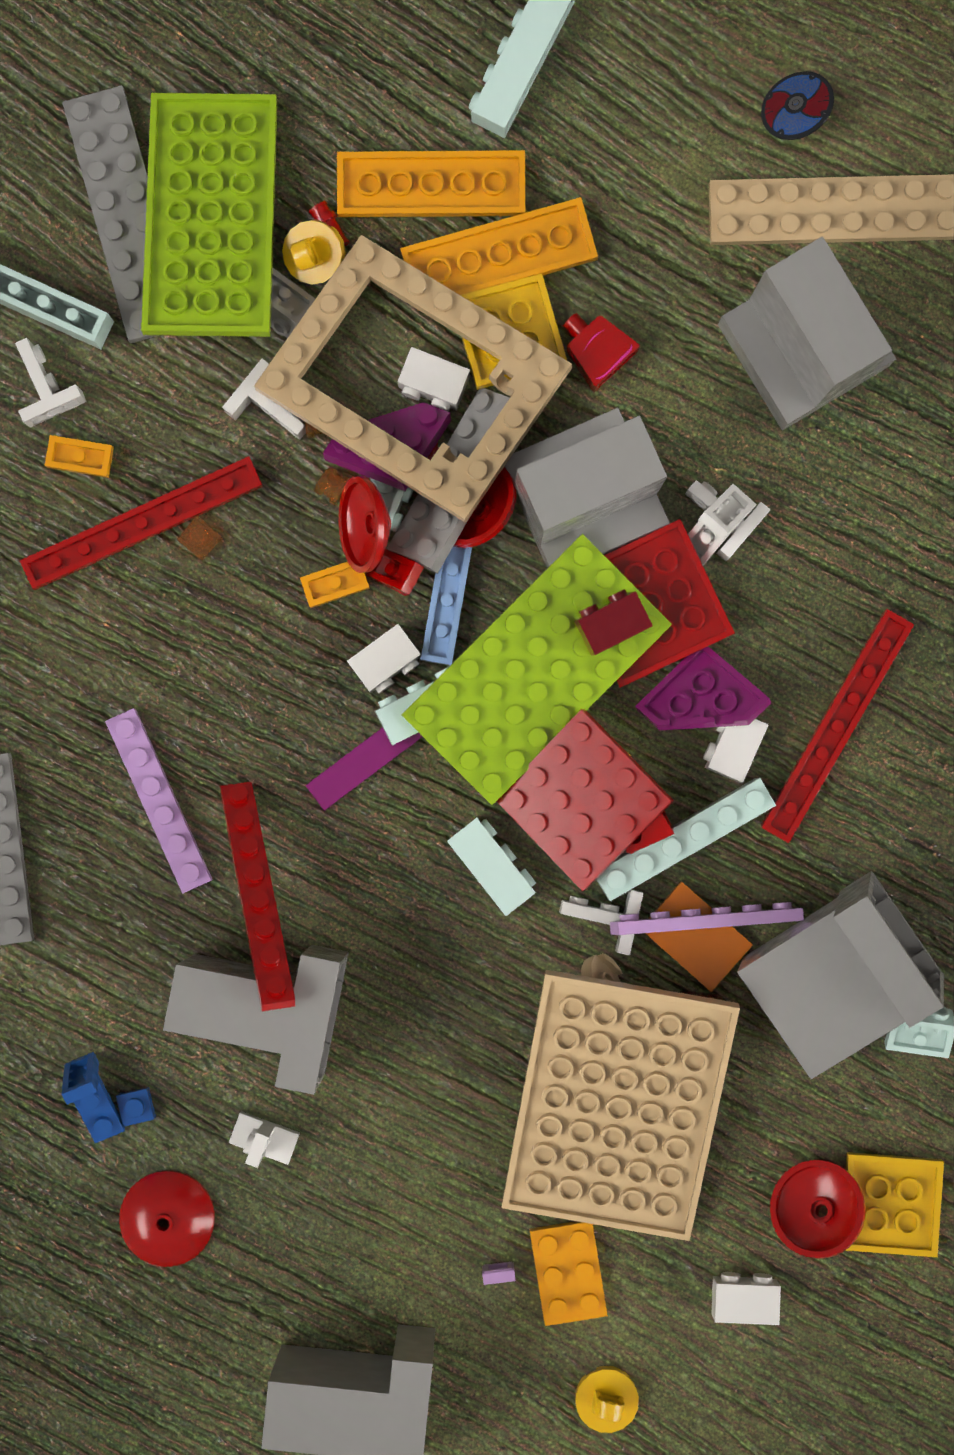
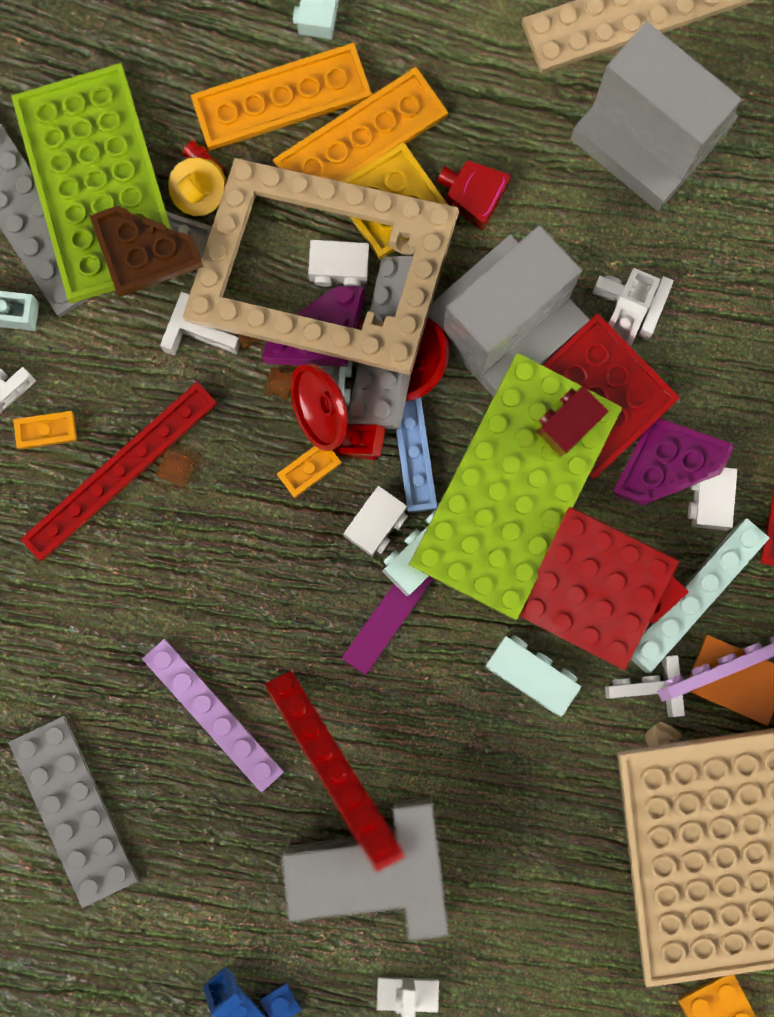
camera: 20 degrees left, 5 degrees down
(232, 304) = (142, 250): none -> reddish brown plate

